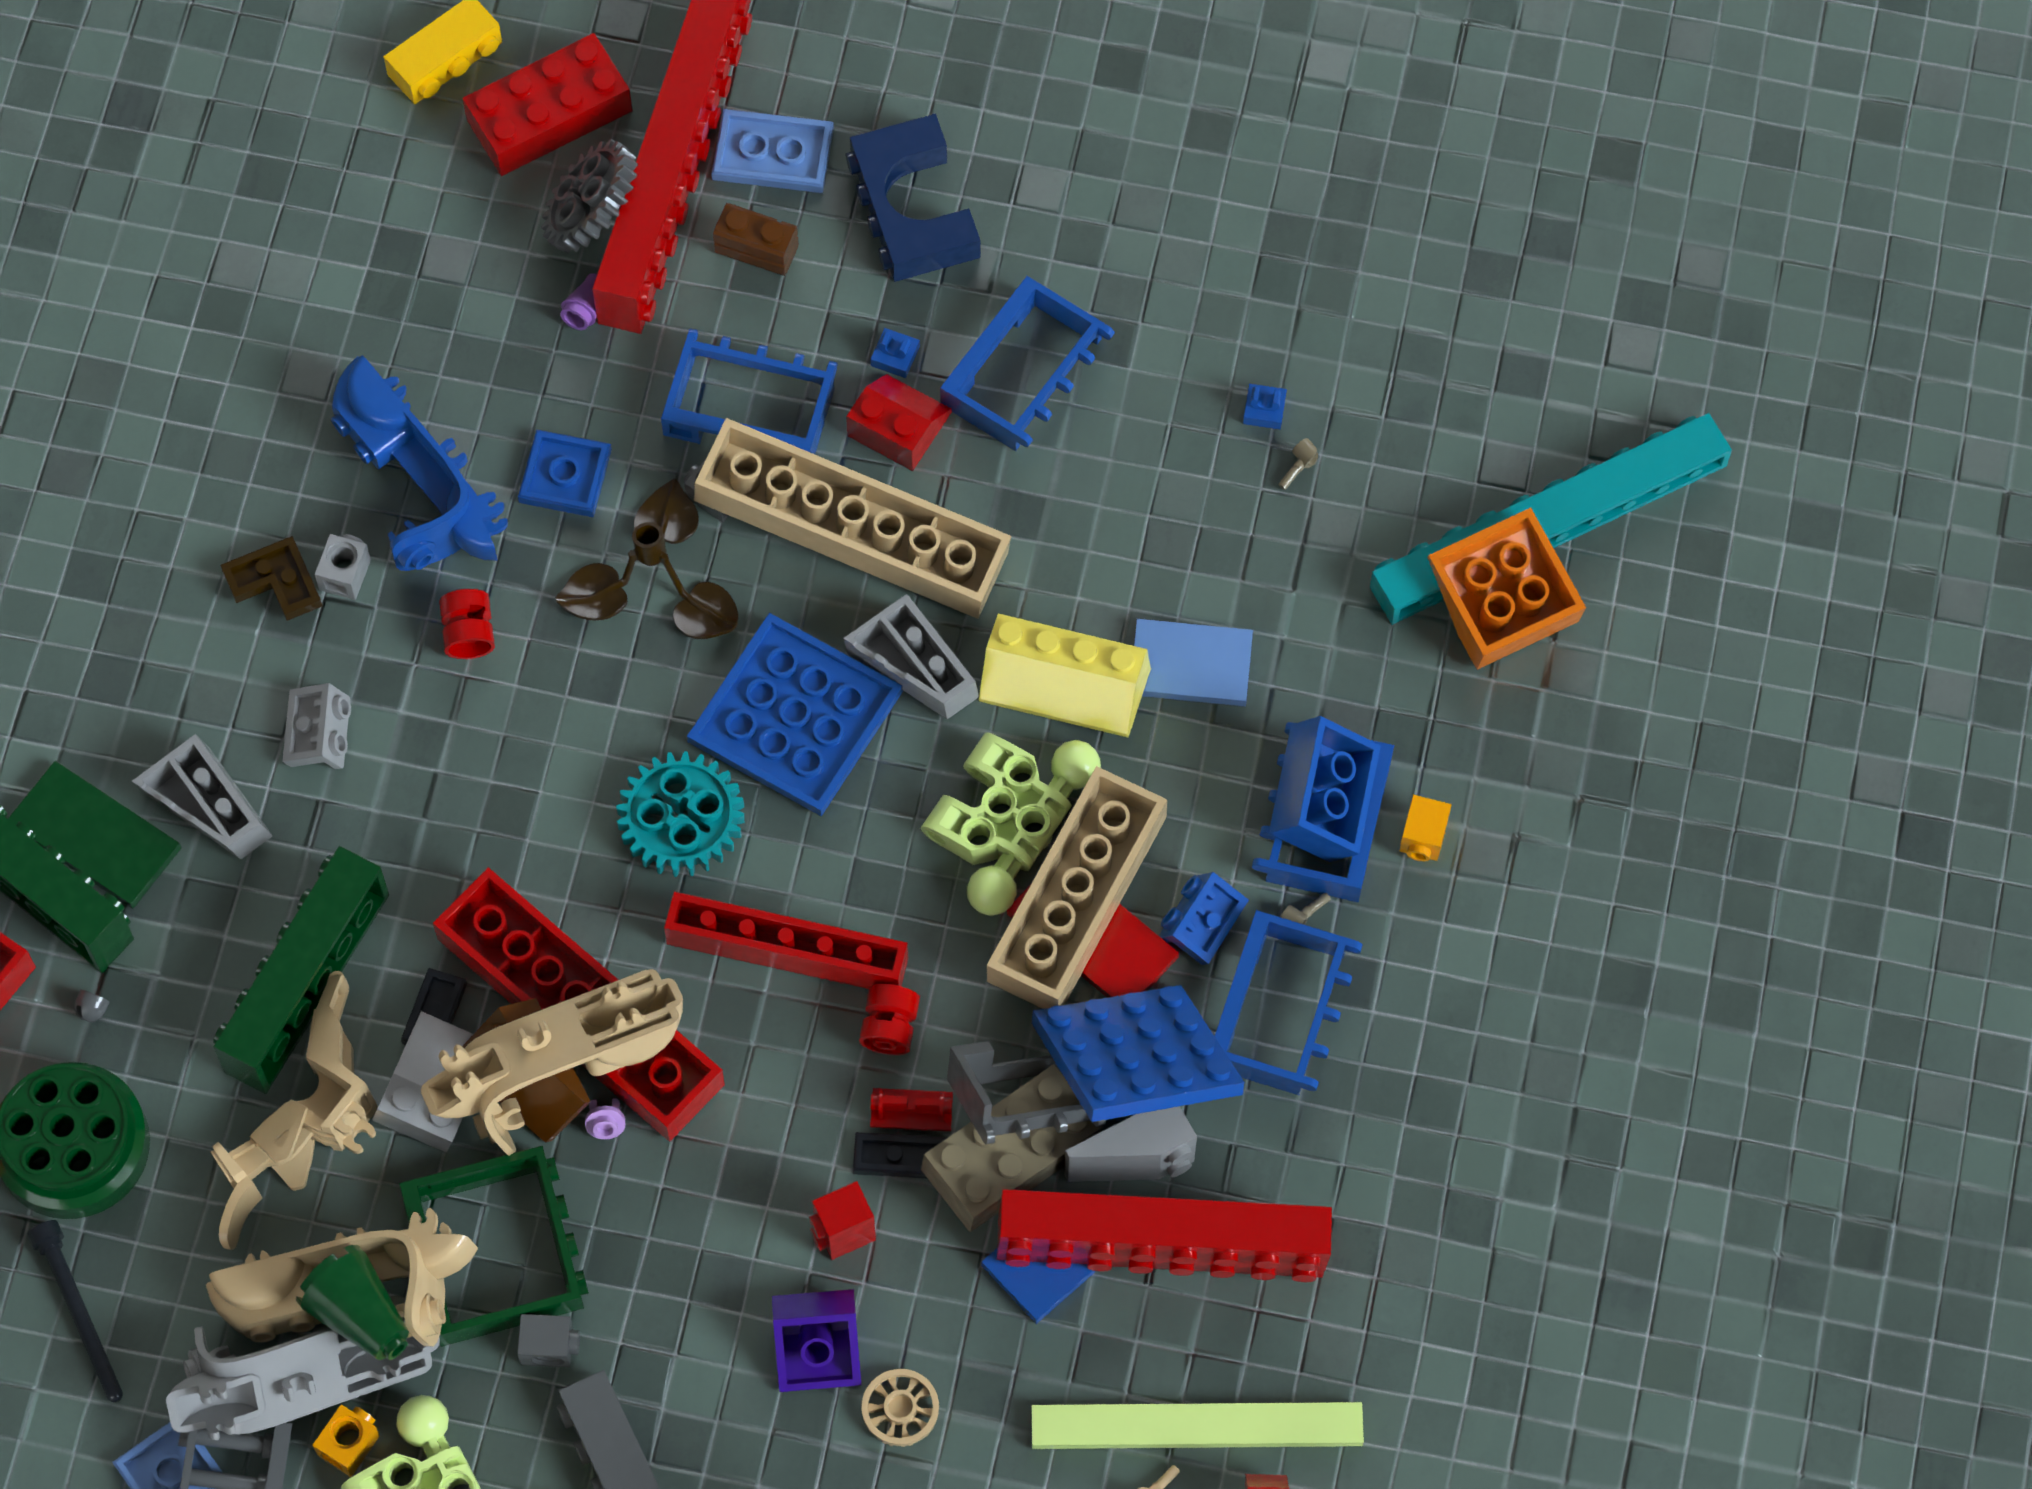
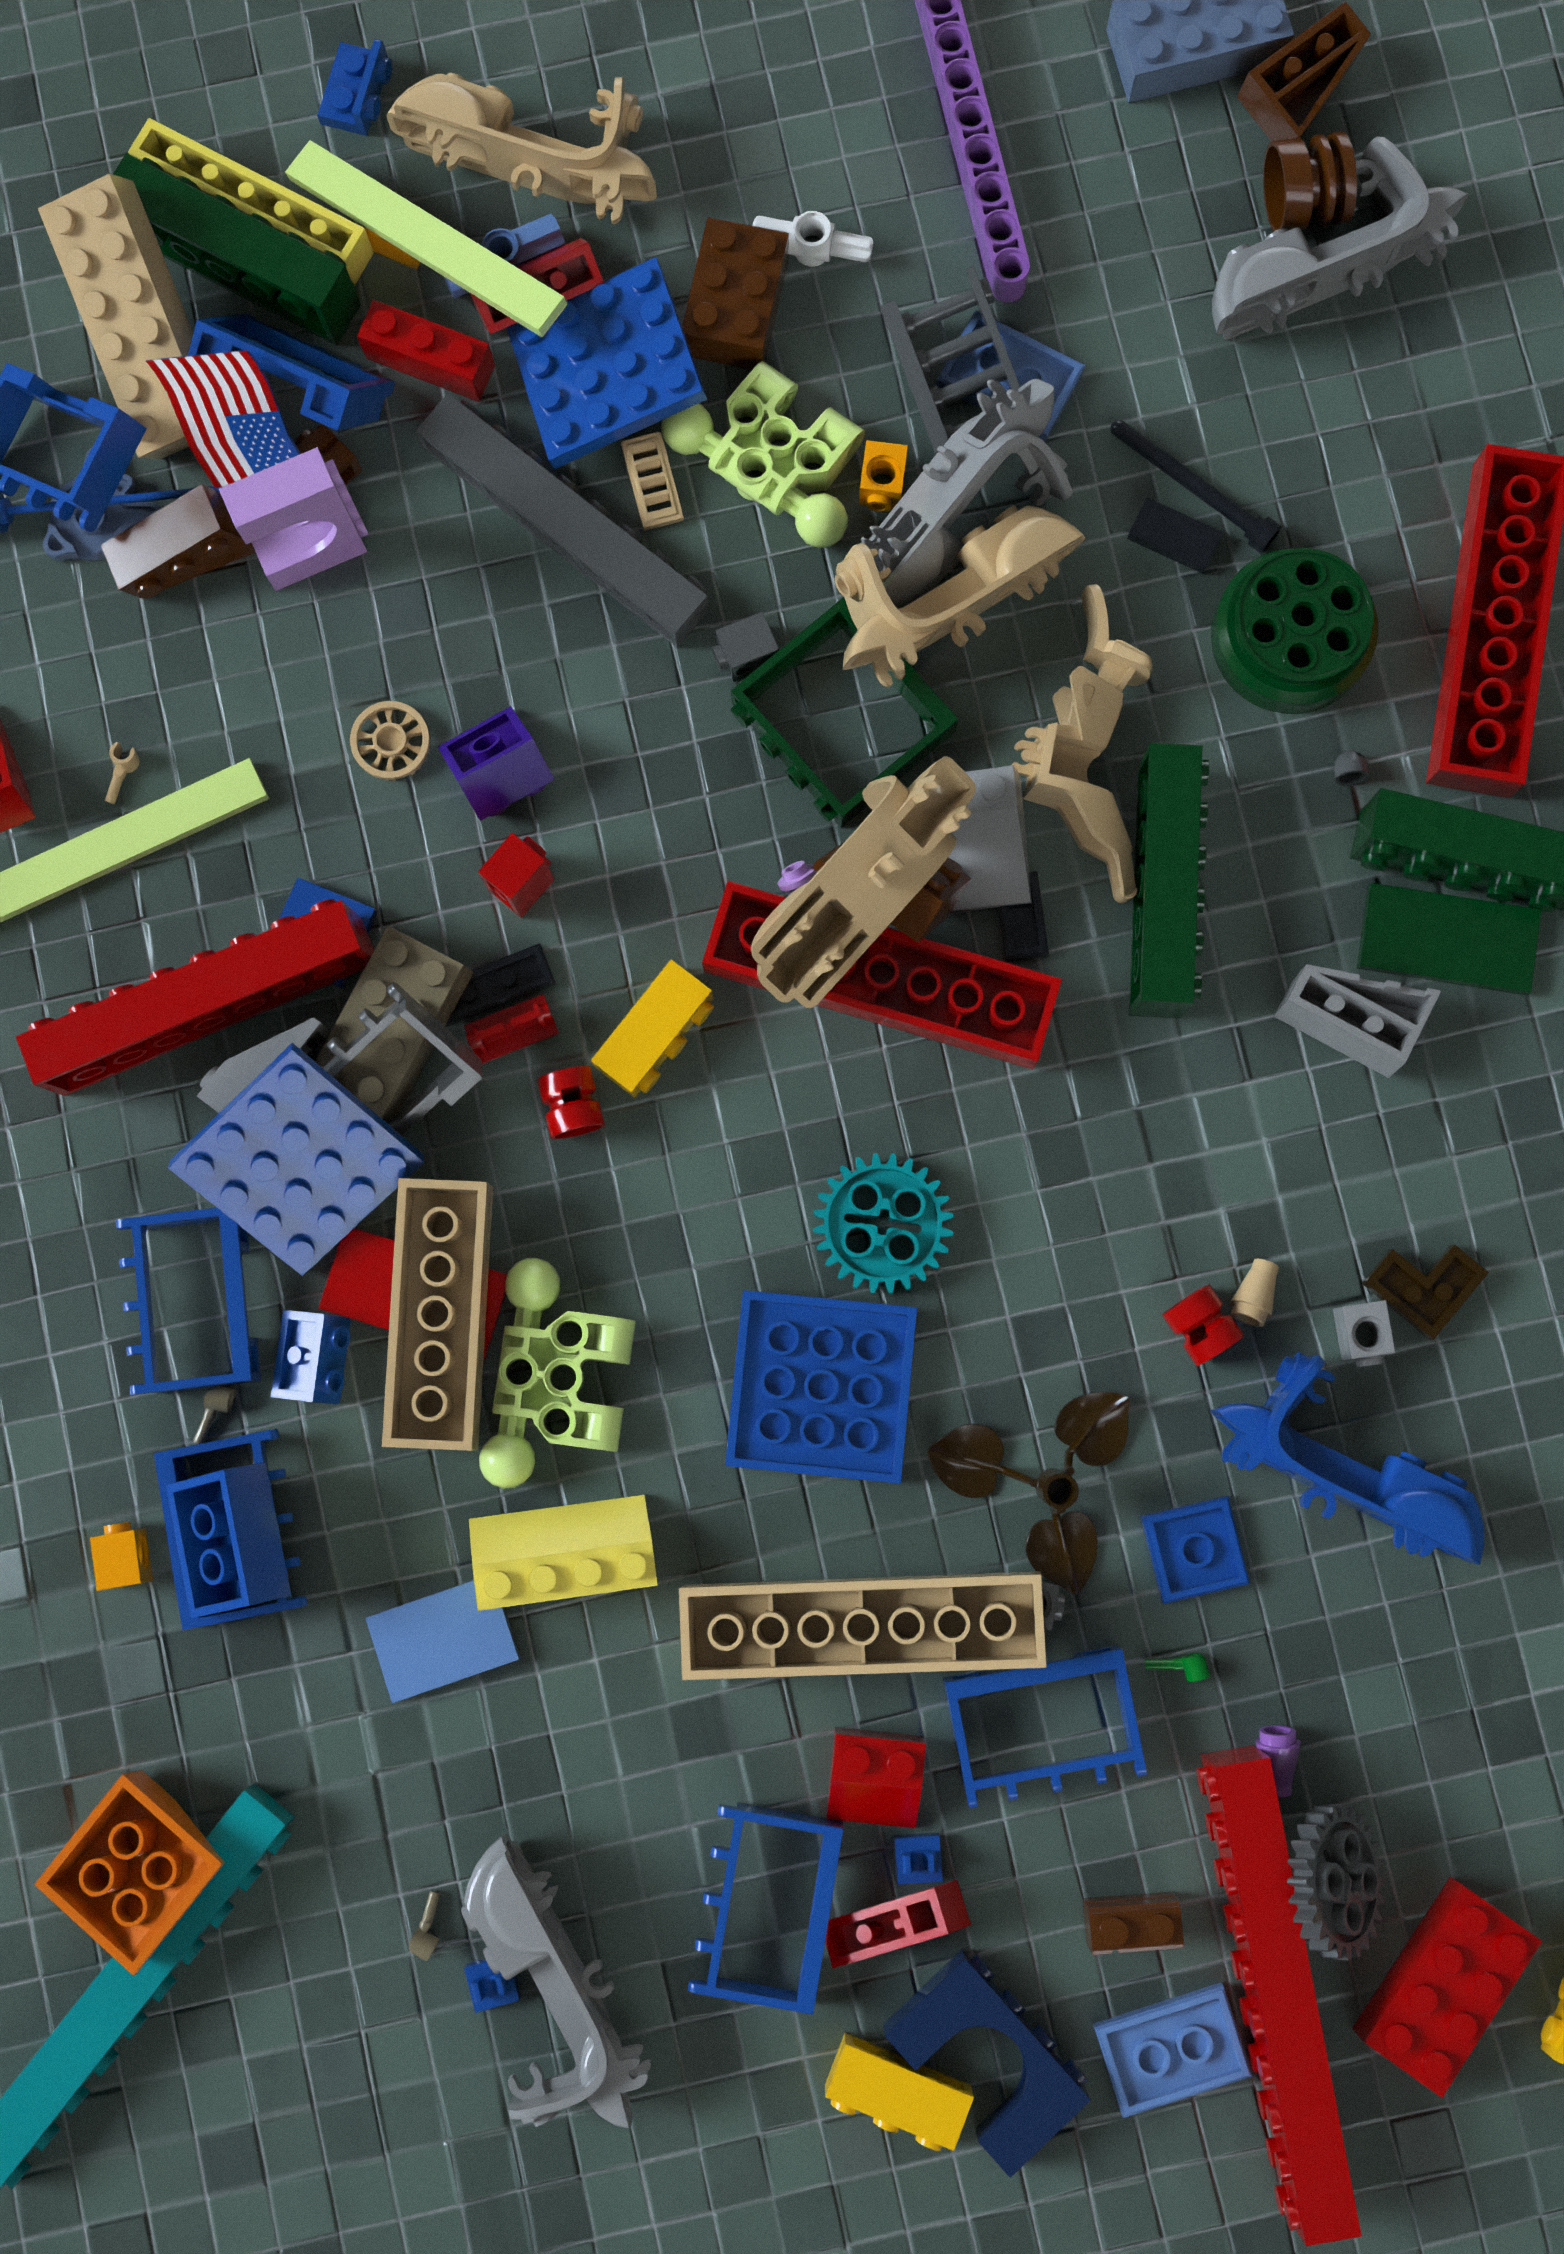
camera: 160 degrees right, 15 degrees up
(121, 1274) = (1174, 535): none -> black tile
(316, 726) = (1293, 1147): light grey bracket -> none
(355, 1304) = (918, 540): dark green cone -> none
(411, 631) = (1255, 1295): none -> tan cone
(612, 395) = (1193, 1664): none -> green hand
(784, 942) = (707, 1130): red brick -> none
(791, 1050) = (654, 1029): none -> yellow brick
(912, 653) = (724, 1499): light grey wedge -> none
(931, 312) = (896, 1924): none -> red slope
(994, 203) = (896, 2095): none -> yellow brick
(1220, 416) = (524, 1933): none -> light grey piece

